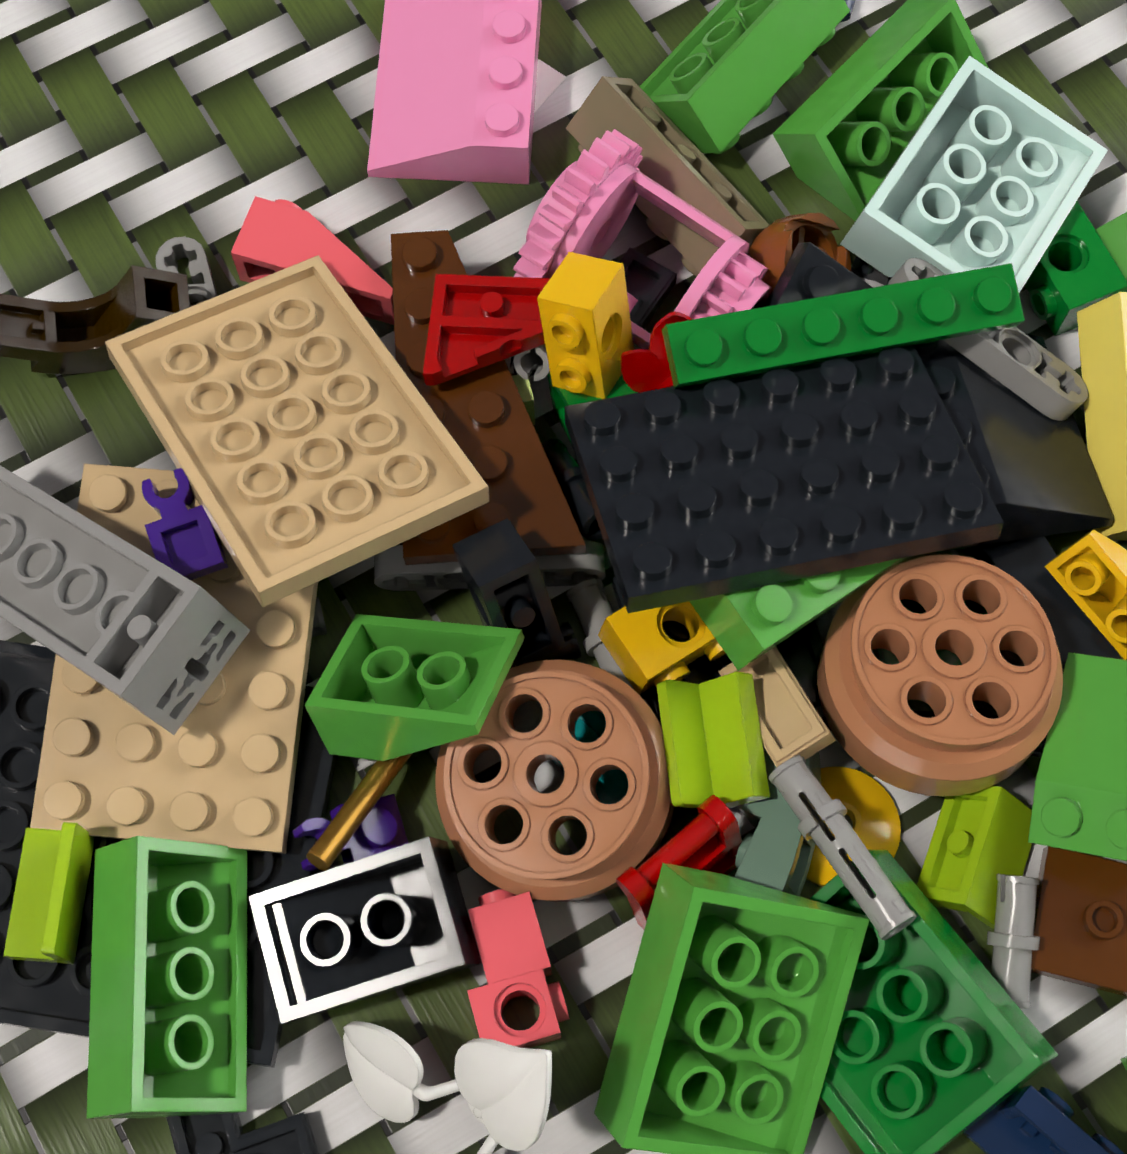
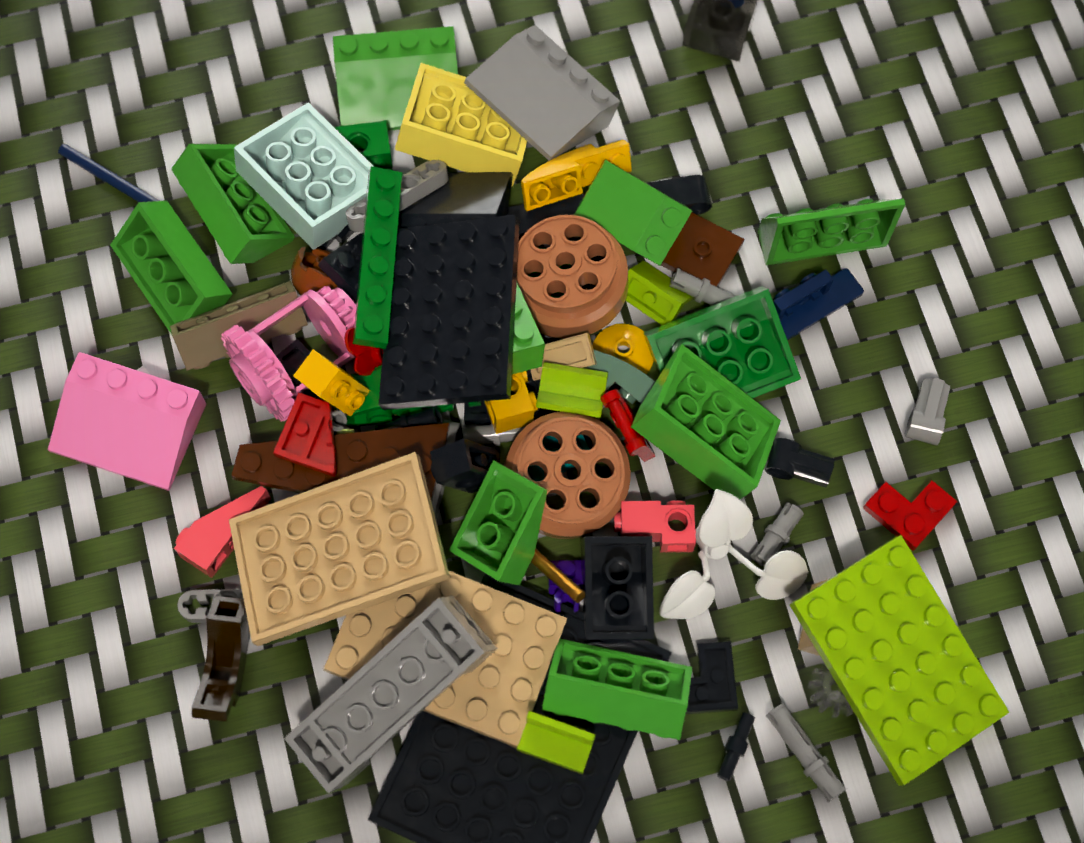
camera: 75 degrees left, 0 degrees up
(183, 535) = (390, 618): dark purple plate -> none
(797, 785) = (681, 334): light grey pin -> none

